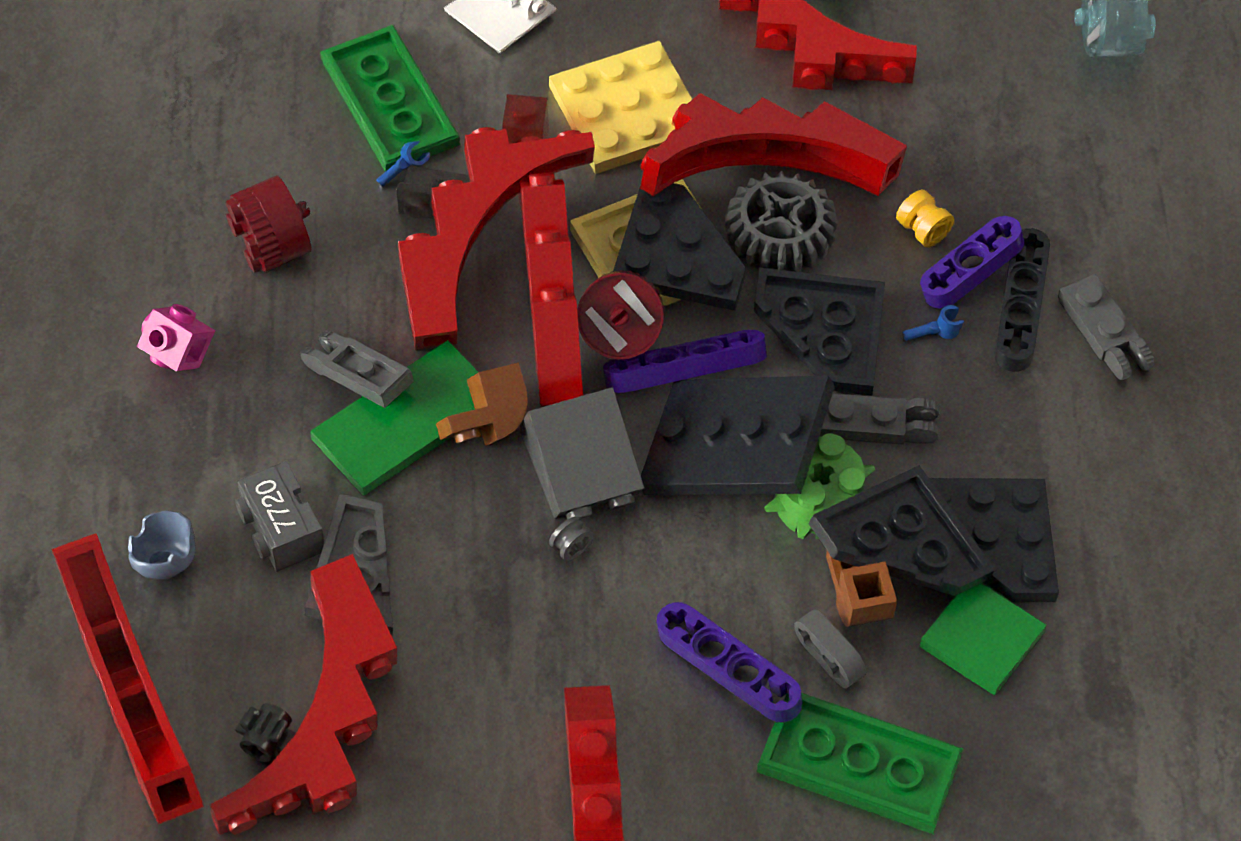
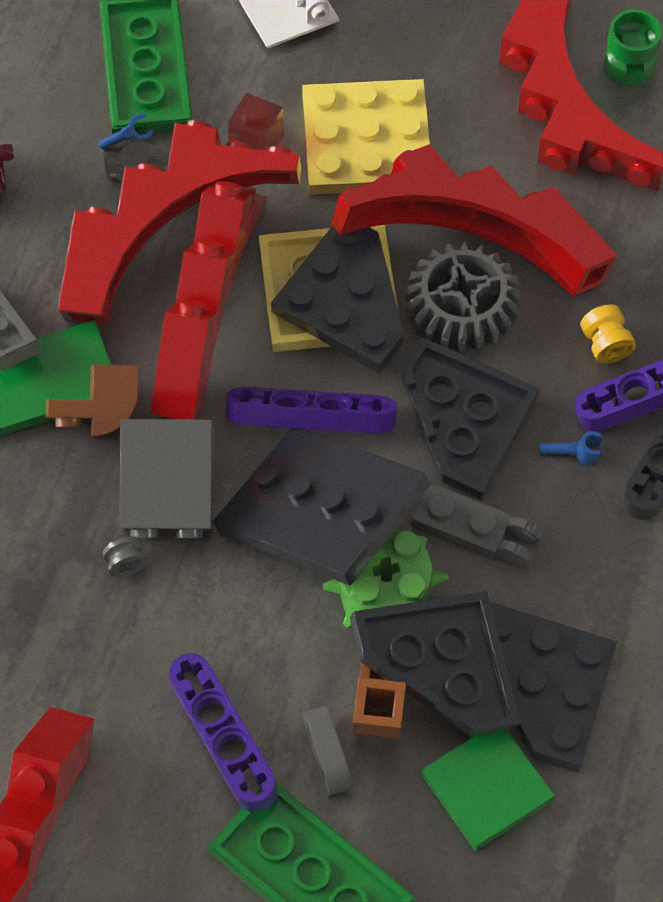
camera: 20 degrees right, 5 degrees up
(620, 315) = (259, 346): dark red piece -> none

